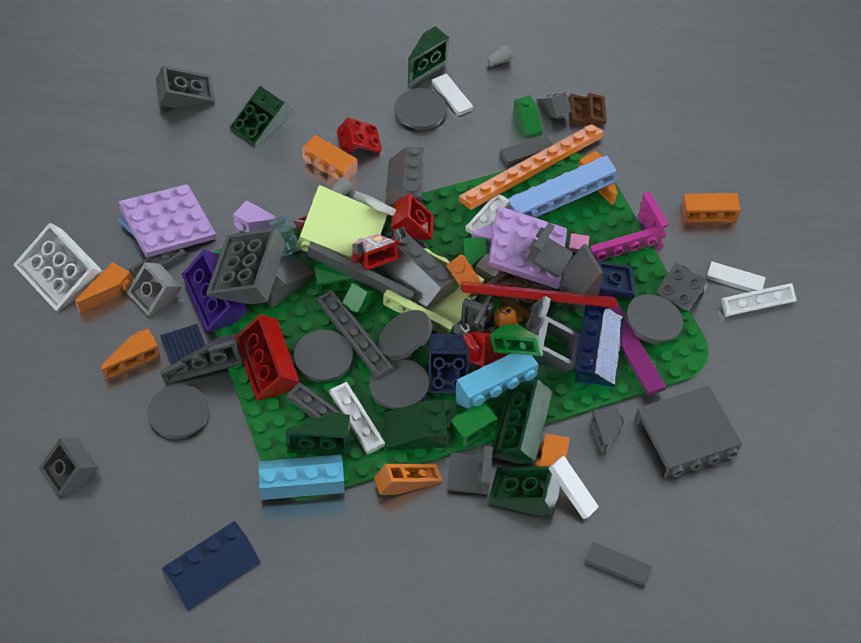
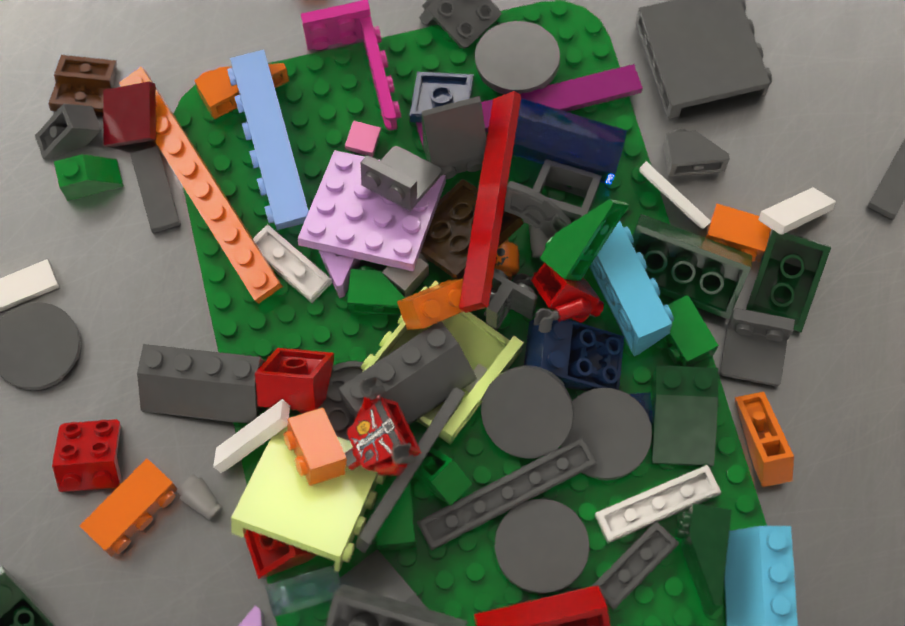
camera: 80 degrees left, 15 degrees up
(367, 223) = (315, 446): none -> brick
(569, 128) = (129, 114): none -> dark red tile
(573, 413) = (674, 195): none -> white tile

